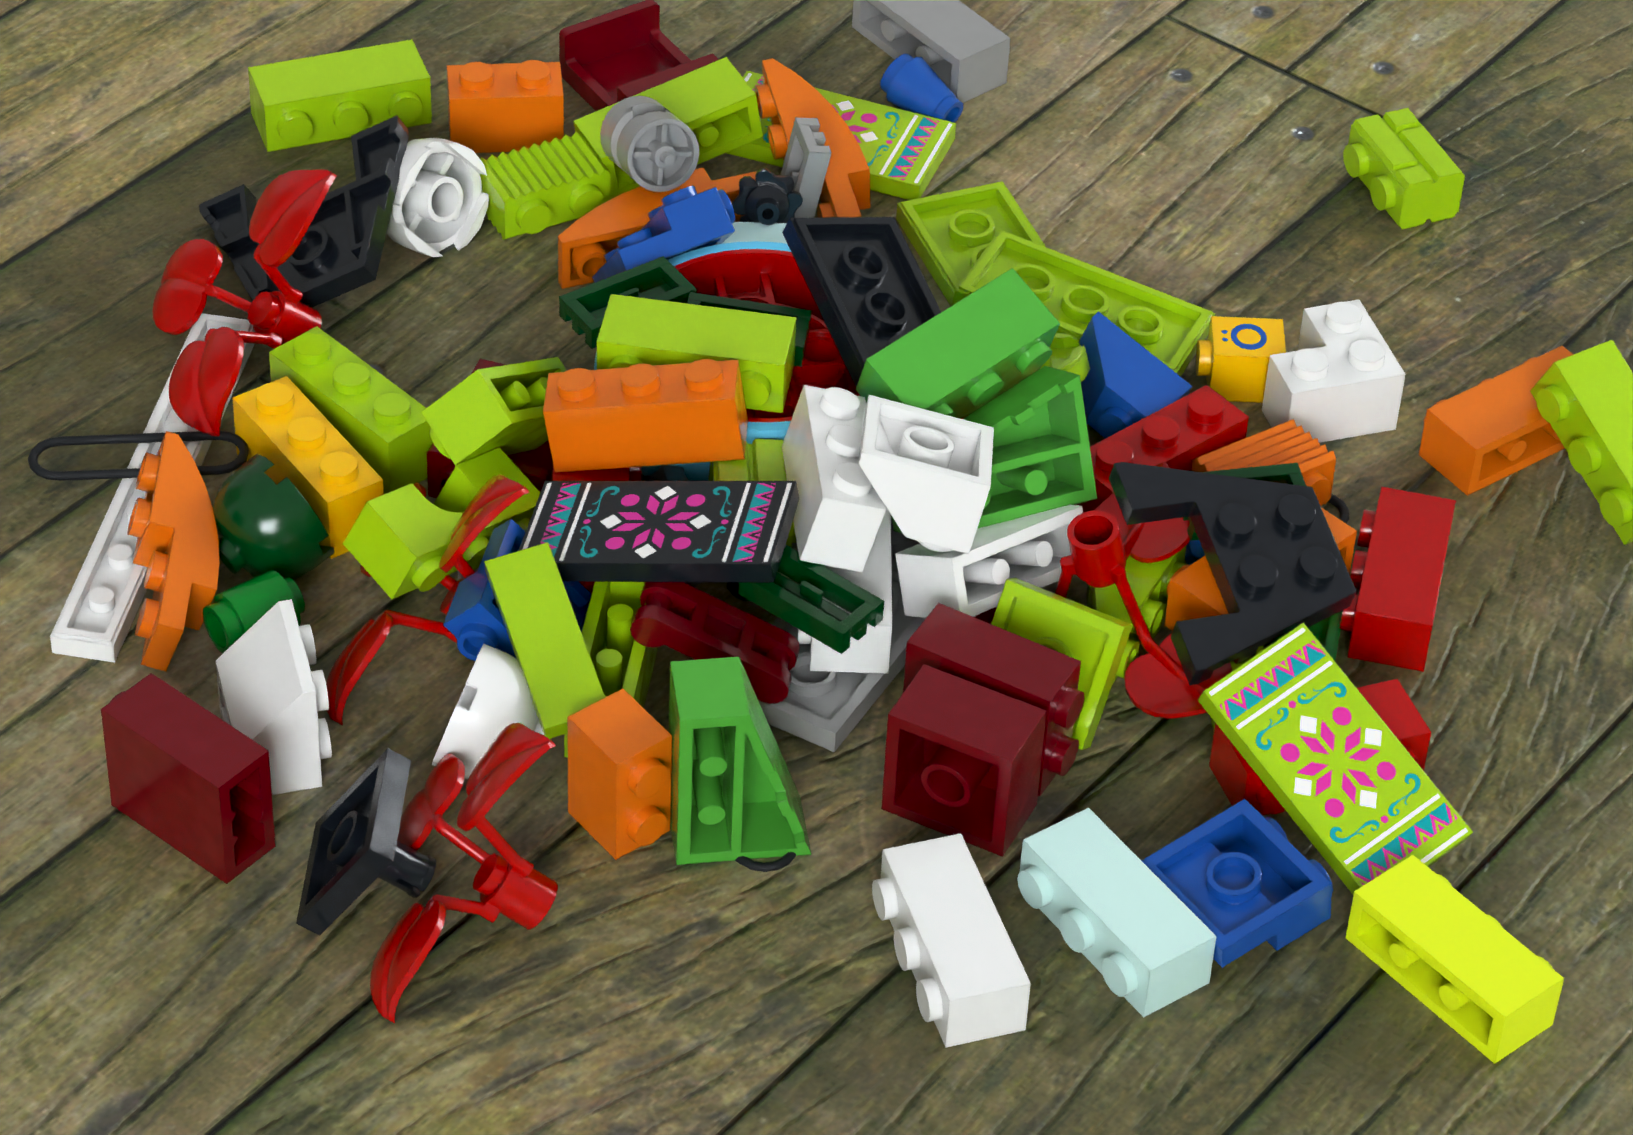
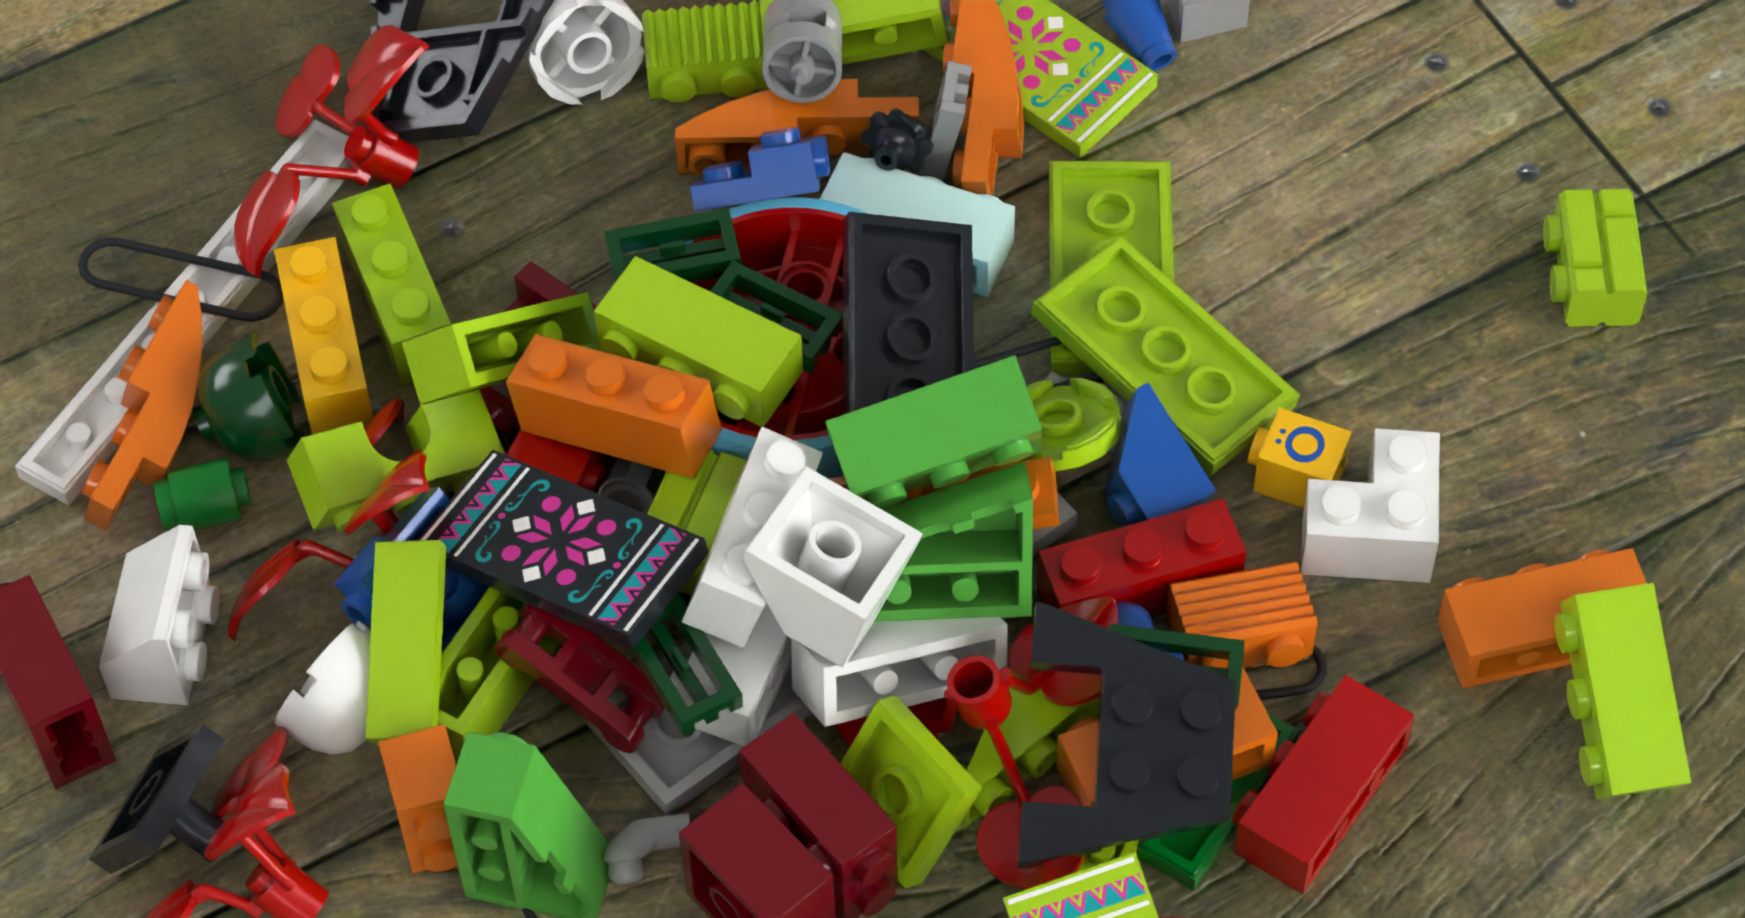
camera: 25 degrees right, 15 degrees up
(828, 767) = (638, 840): none -> light grey arm

